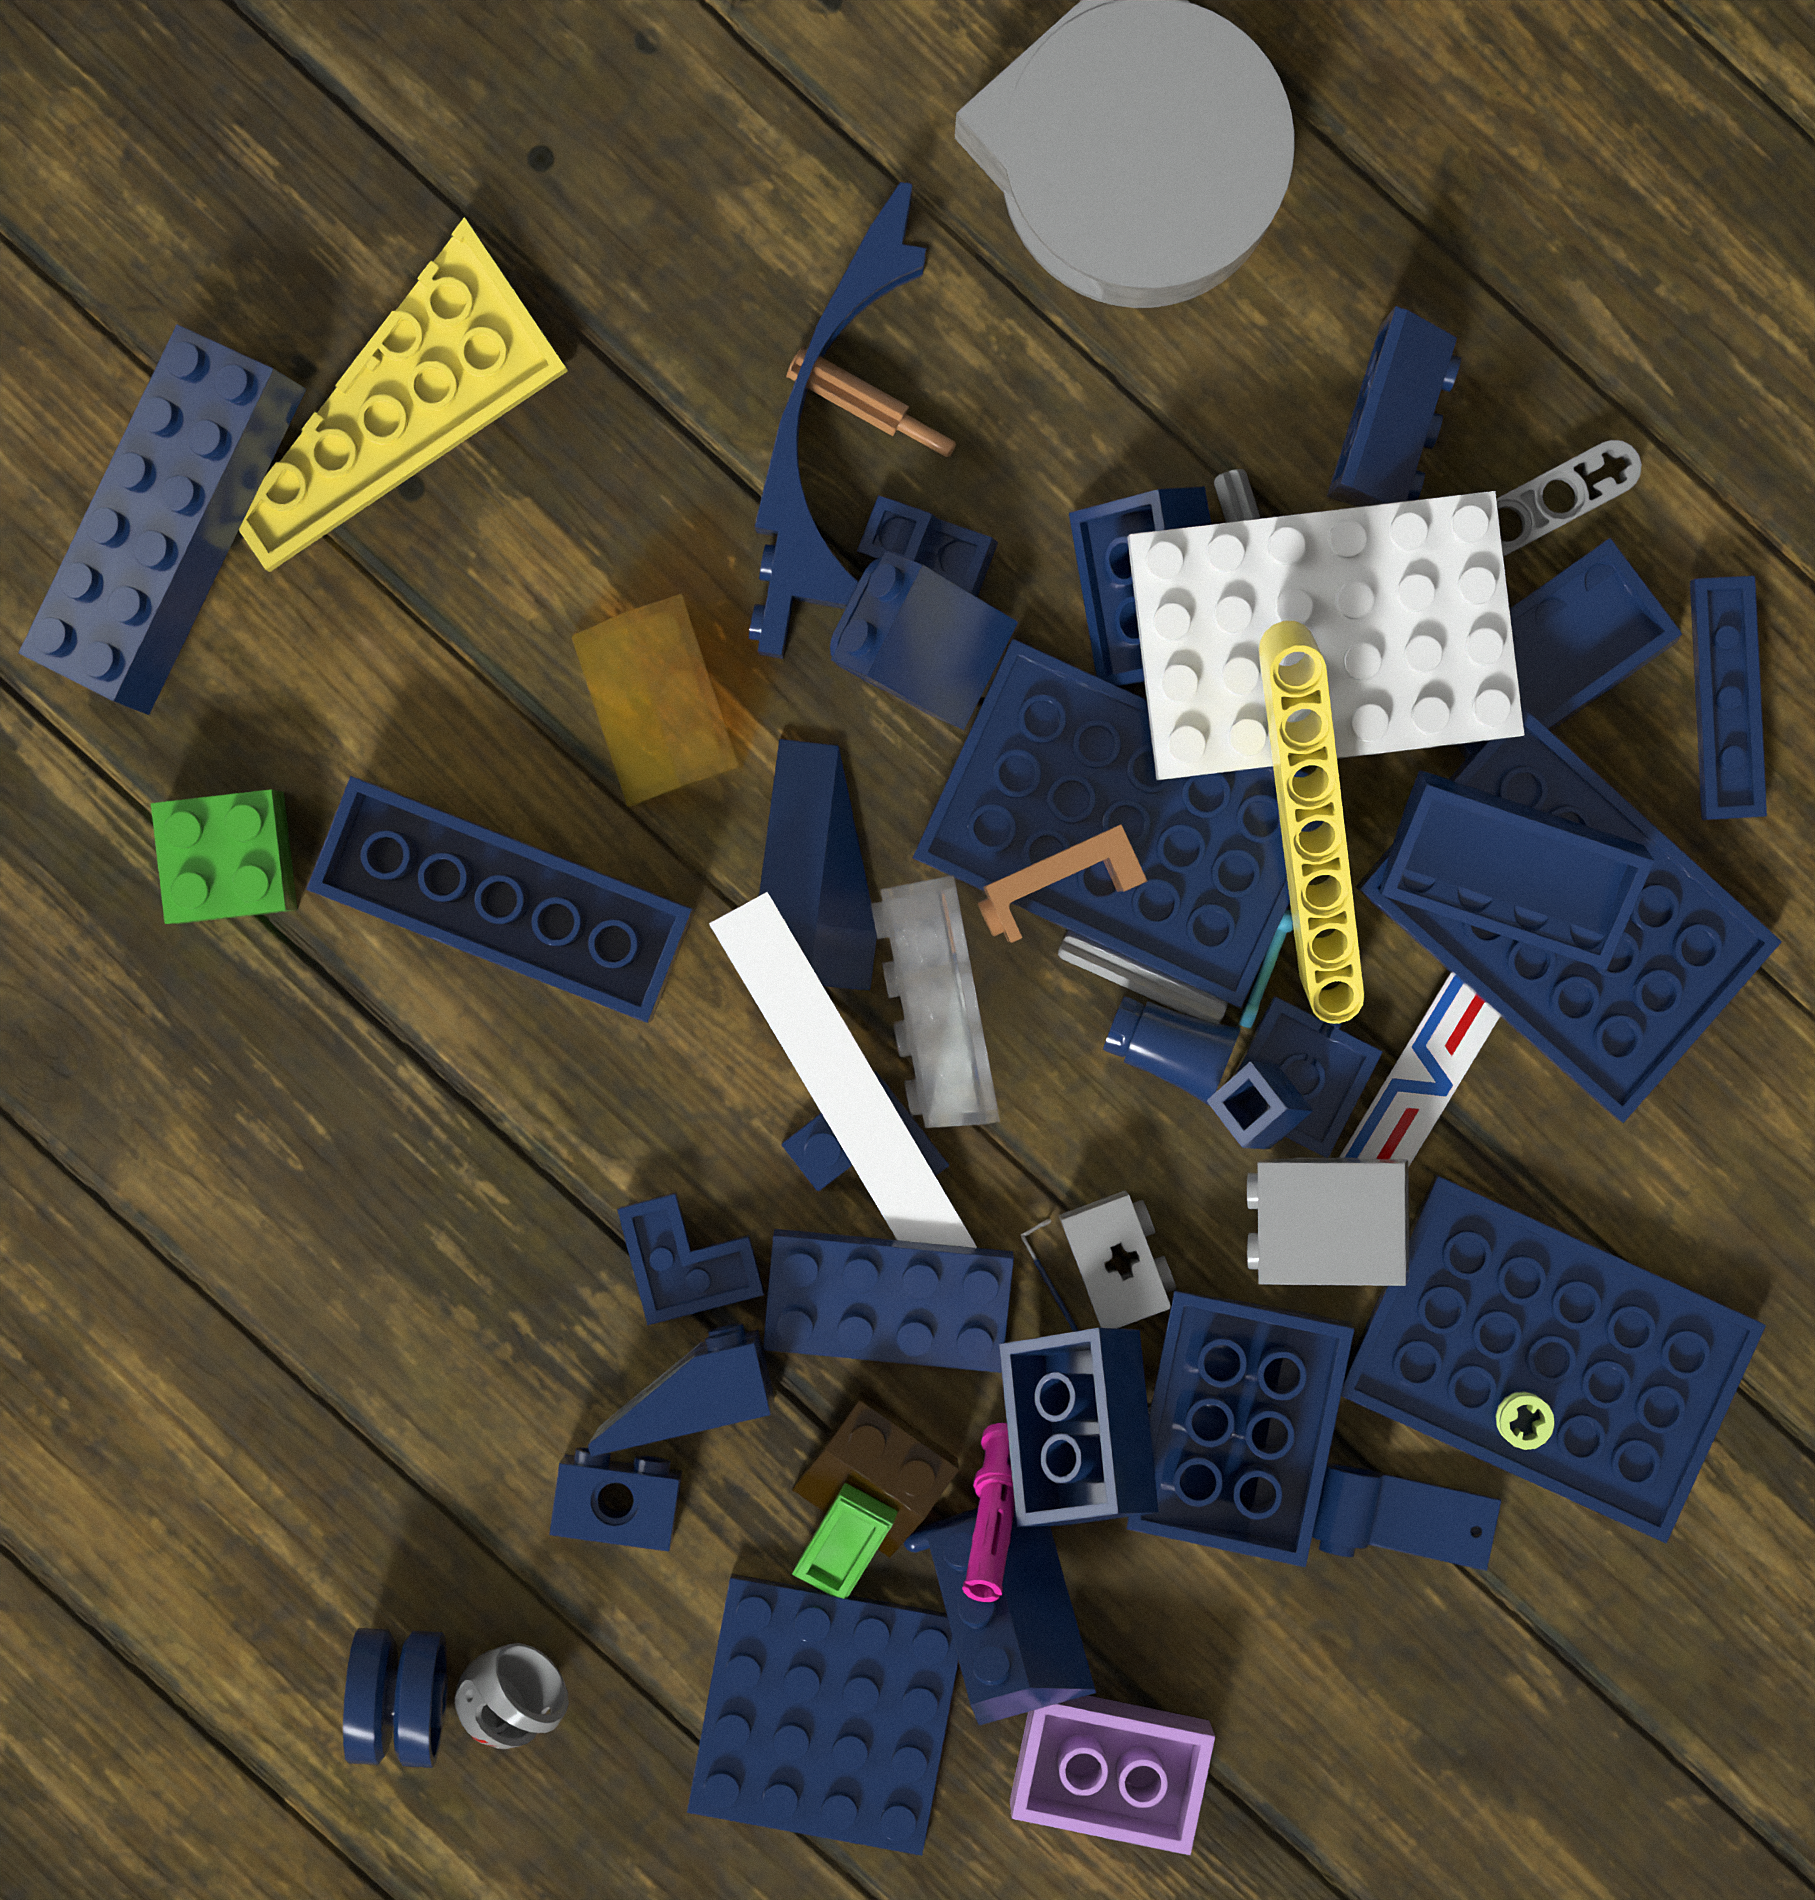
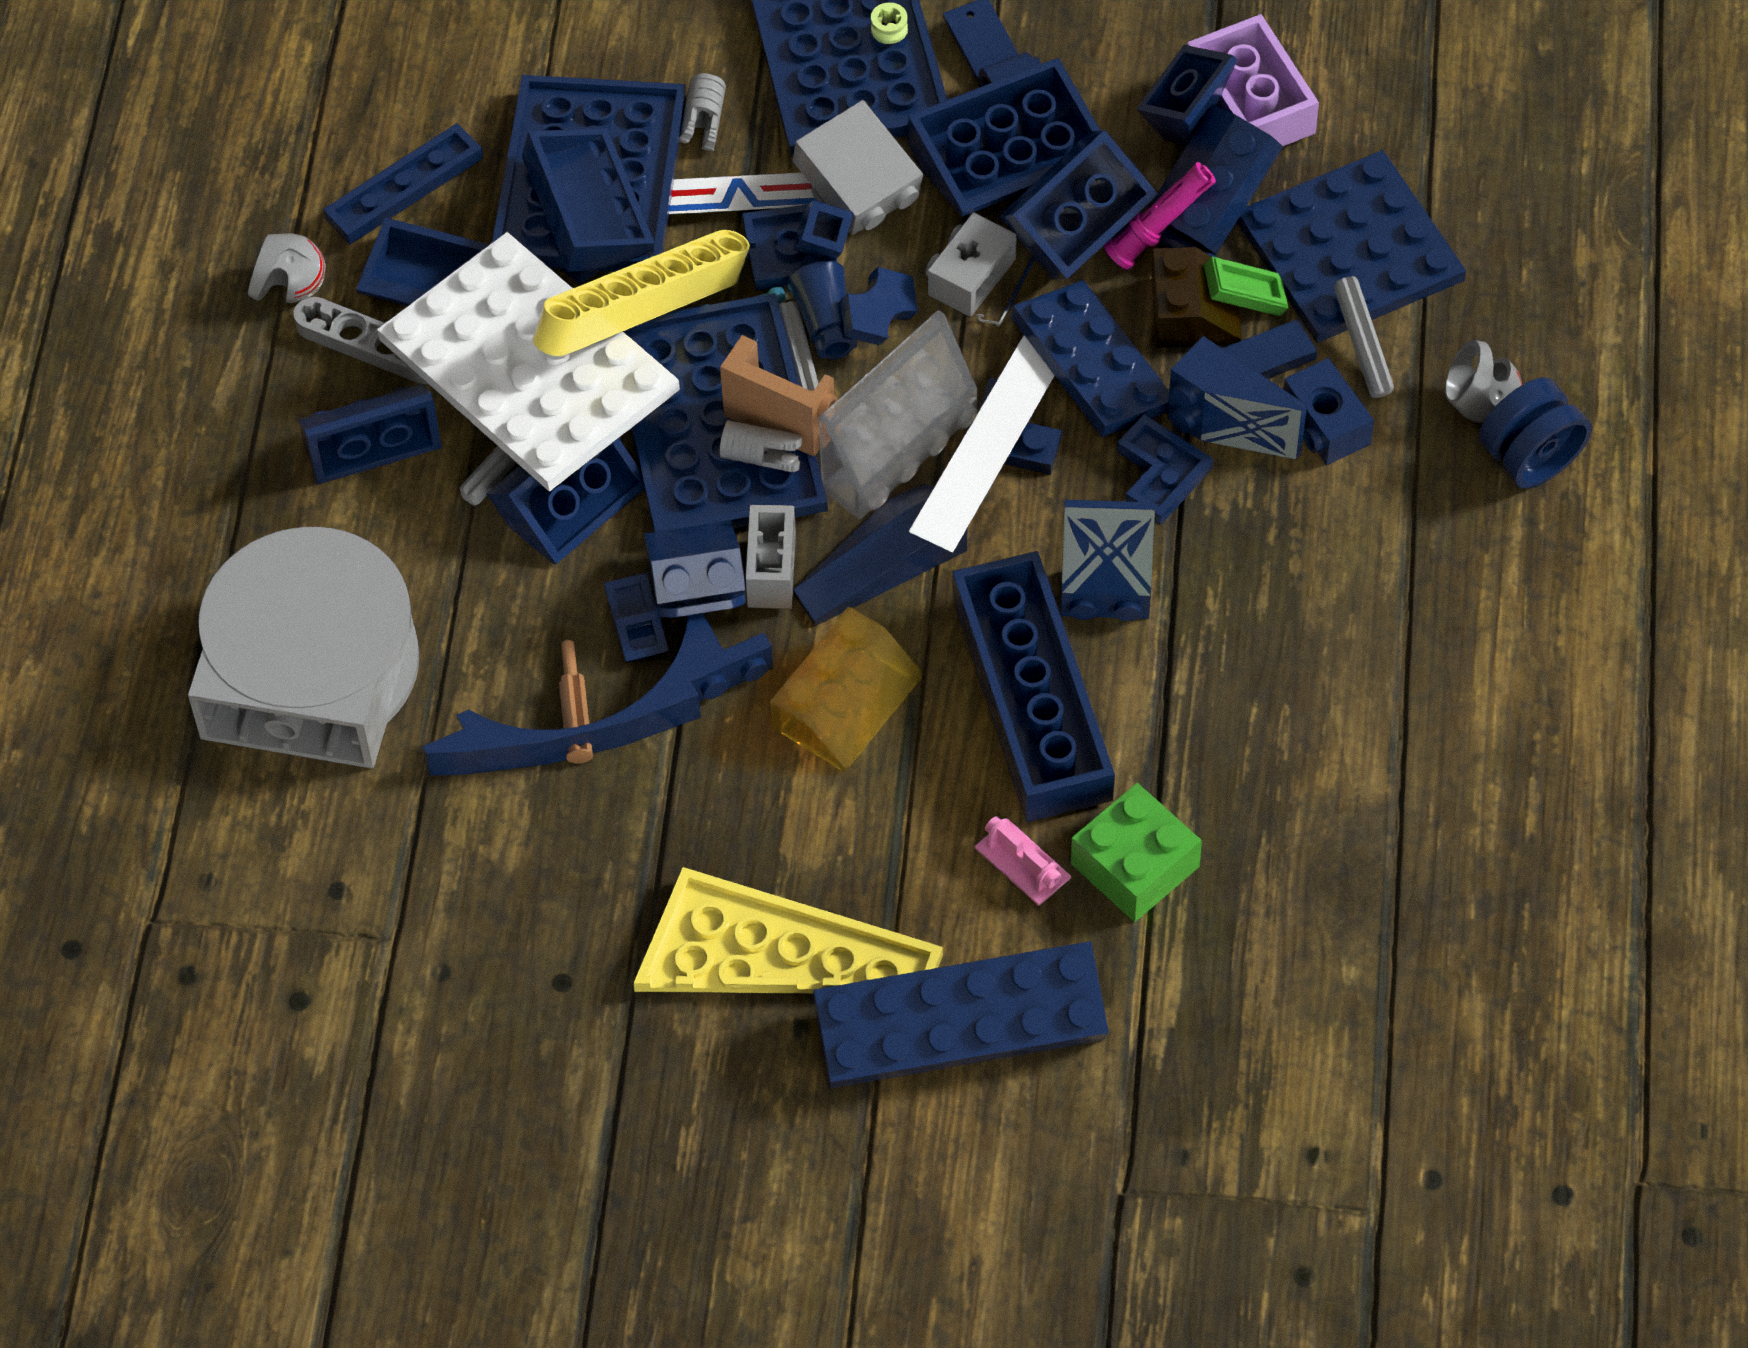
camera: 125 degrees left, 30 degrees down
(313, 737) = (1021, 860): none -> bright pink hinge
(576, 1087) = (1107, 559): none -> slope
(679, 1620) = (1363, 337): none -> light grey axle
(749, 1504) = (1275, 349): none -> dark blue tile
(880, 738) = (770, 556): none -> light grey brick
(1028, 827) = (760, 446): none -> light grey hinge
(1123, 1087) = (887, 298): none -> dark blue tile
(1144, 1680) = (1186, 92): none -> dark blue slope
(1578, 1123) = (703, 108): none -> light grey hinge
(1697, 483) = (289, 262): none -> light grey helmet

